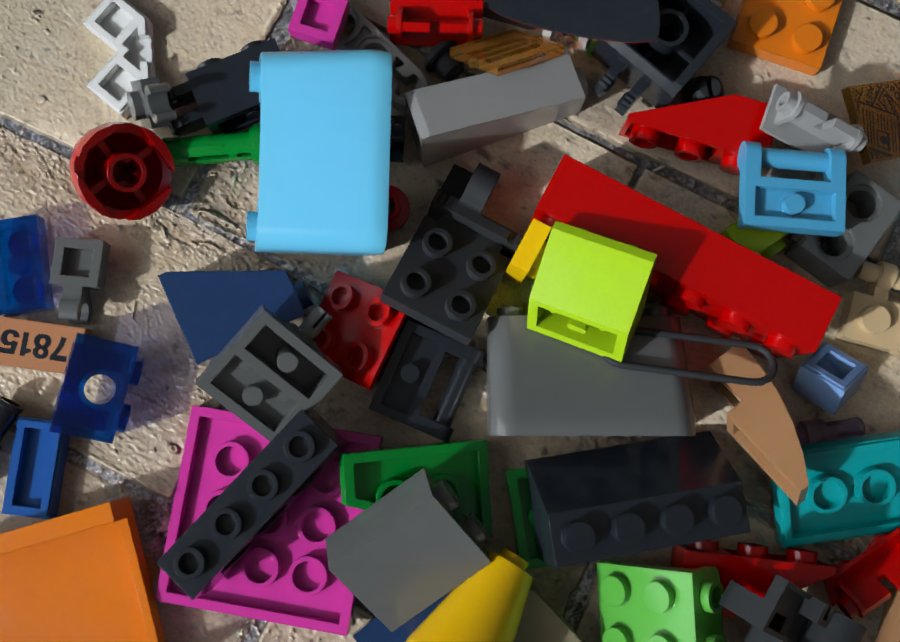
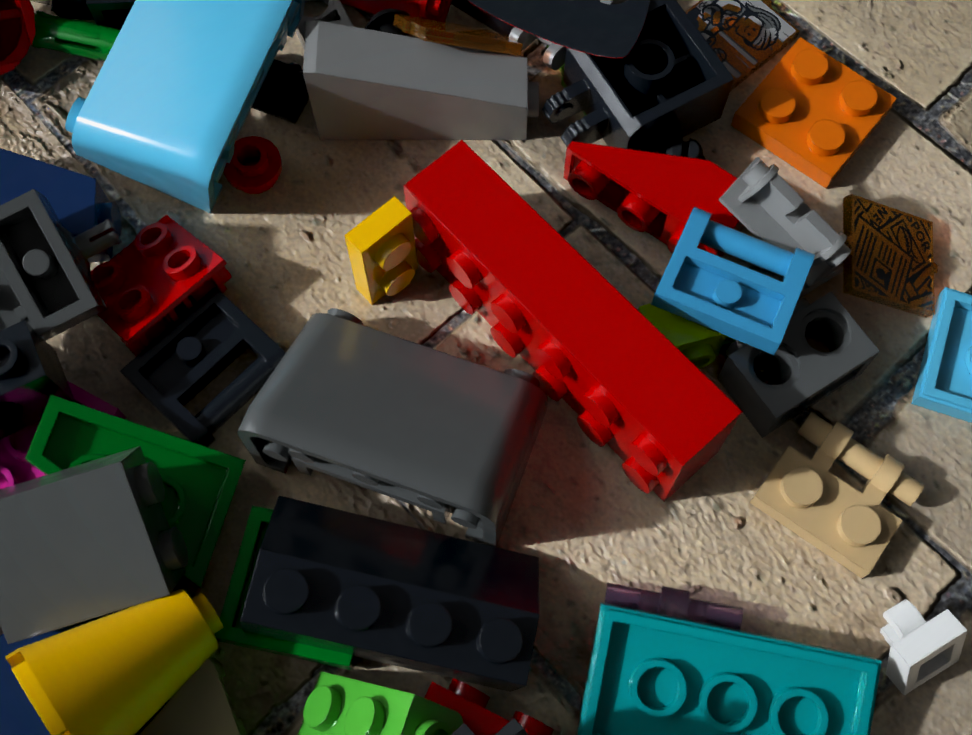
camera: 20 degrees right, 15 degrees down
(454, 258) = (286, 243): black plate -> none
(590, 290) = (429, 302): lime slope -> none
(698, 374) = (521, 446): black piece -> none
(762, 423) = (594, 548): medium nougat slope -> none
(829, 378) = (719, 544): medium blue slope -> none

